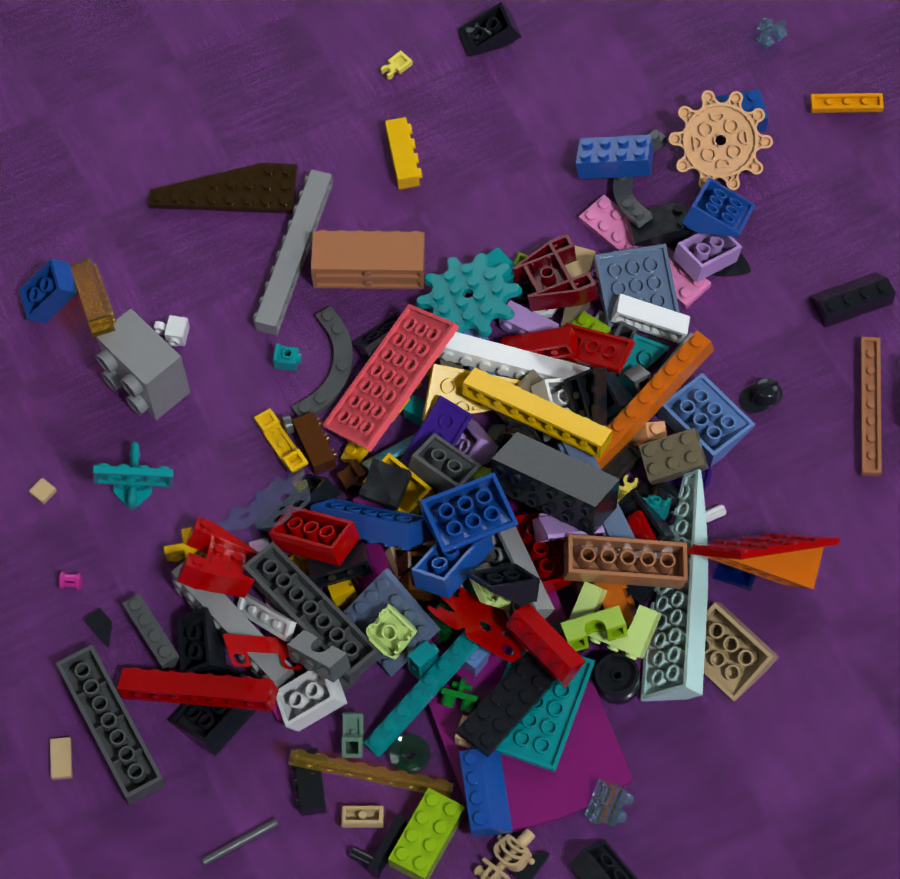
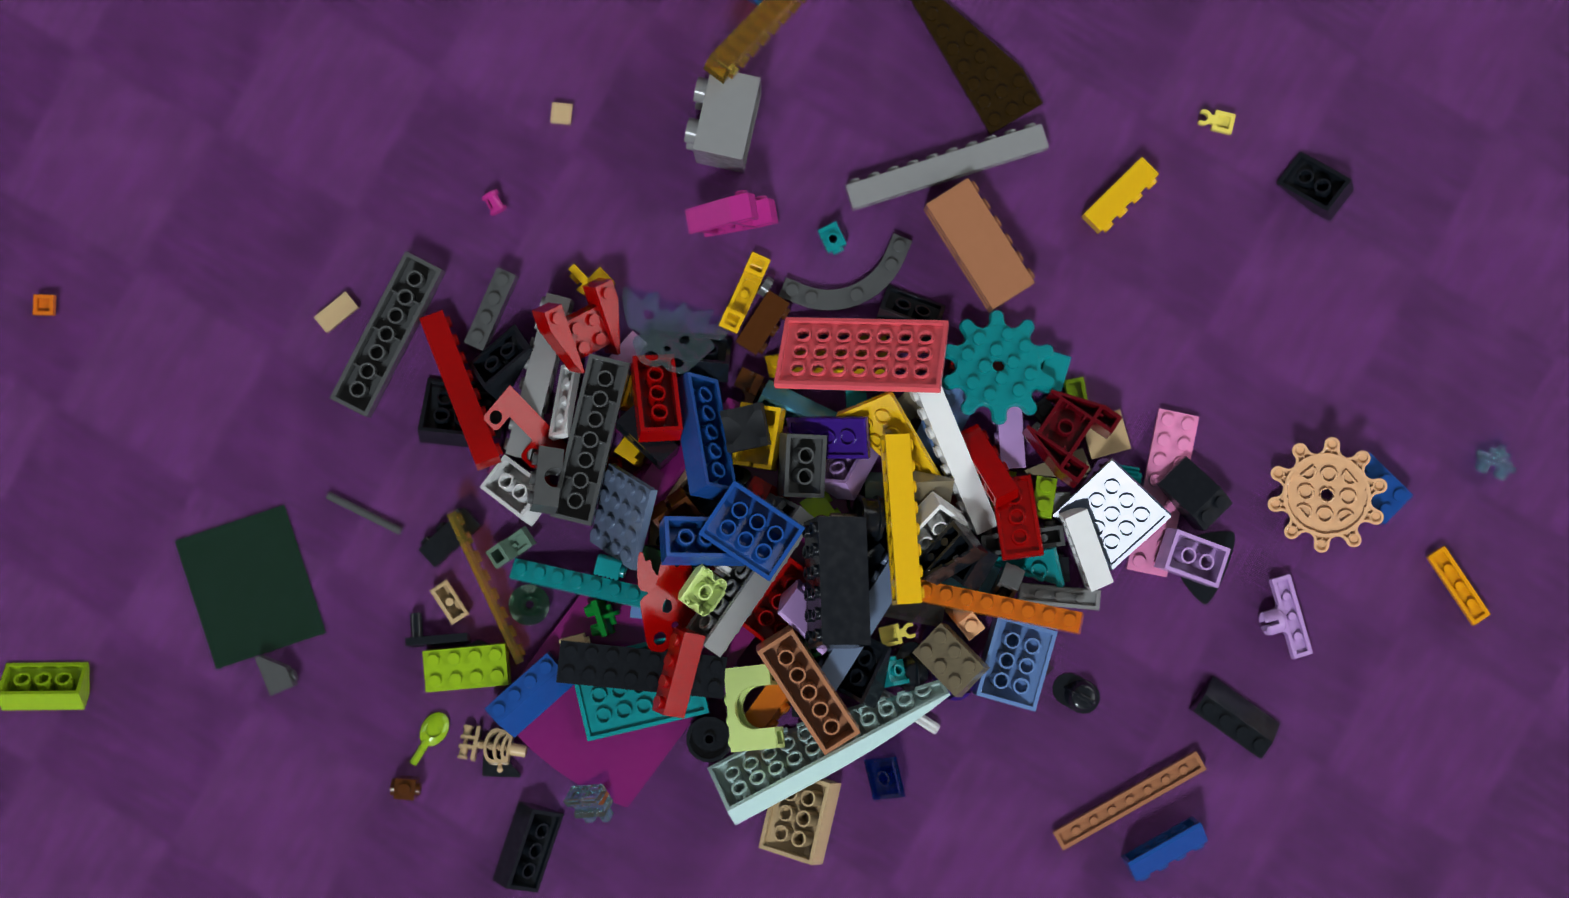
camera: 50 degrees right, 25 degrees up
(100, 625) = (472, 258): black tile -> none
(133, 482) = (616, 190): teal plate -> none
(174, 331) = (792, 117): white brick -> none
(215, 406) = (732, 214): none -> dark pink wedge
(390, 632) = (608, 527): yellowish green slope -> none
(509, 582) = (703, 608): black slope -> none
(607, 621) = (716, 686): lime arch -> none
(615, 157) = (1242, 405): blue brick -> none
(623, 190) = (1231, 424): dark grey plate -> none
(640, 526) = (854, 679): red plate -> none
(718, 211) = (1242, 543): blue slope -> none
(778, 557) = (903, 806): piece -> none
(796, 221) = (1286, 617): none -> lavender plate

